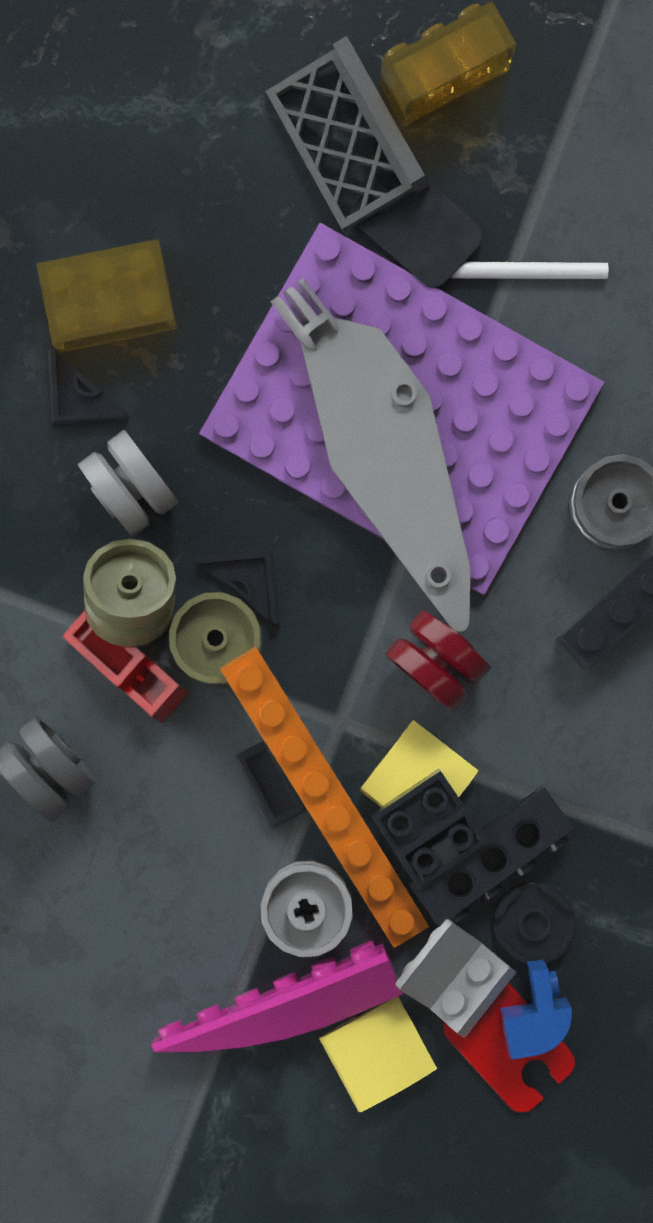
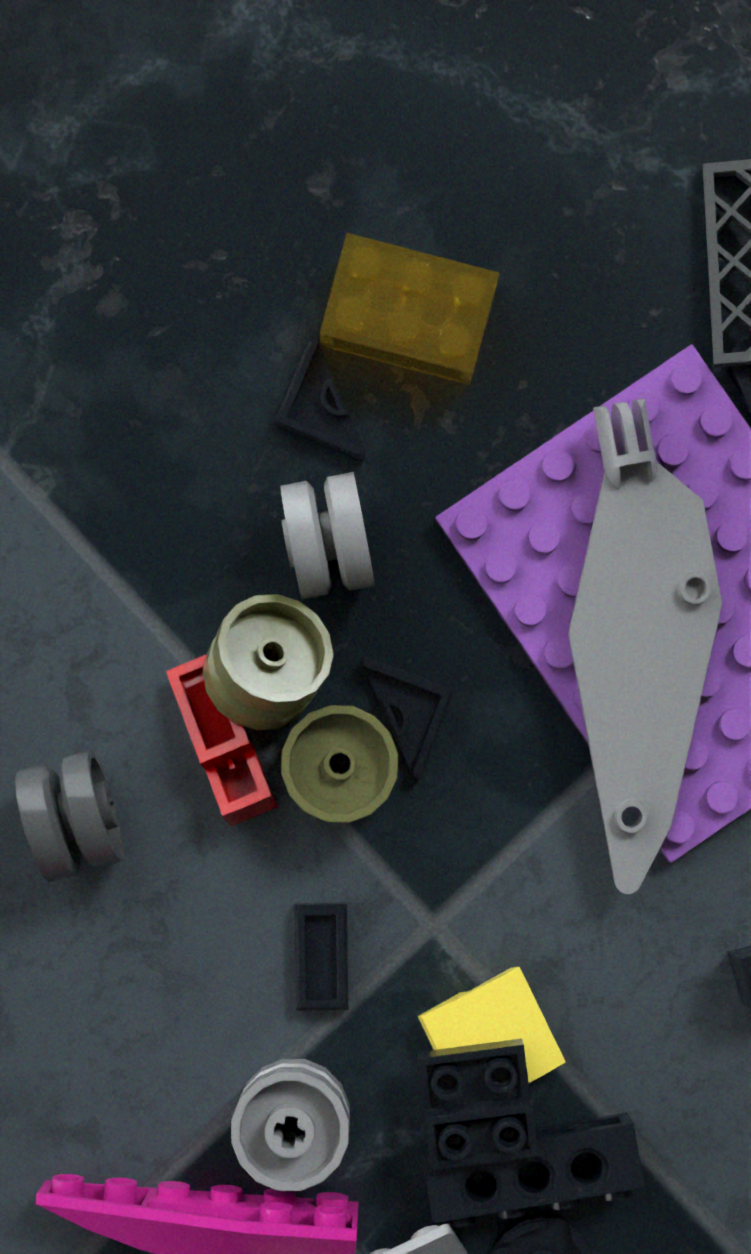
camera: 25 degrees right, 0 degrees up
(324, 796) = (374, 1006): orange plate -> none
(442, 655) = (588, 913): dark red wheel -> none

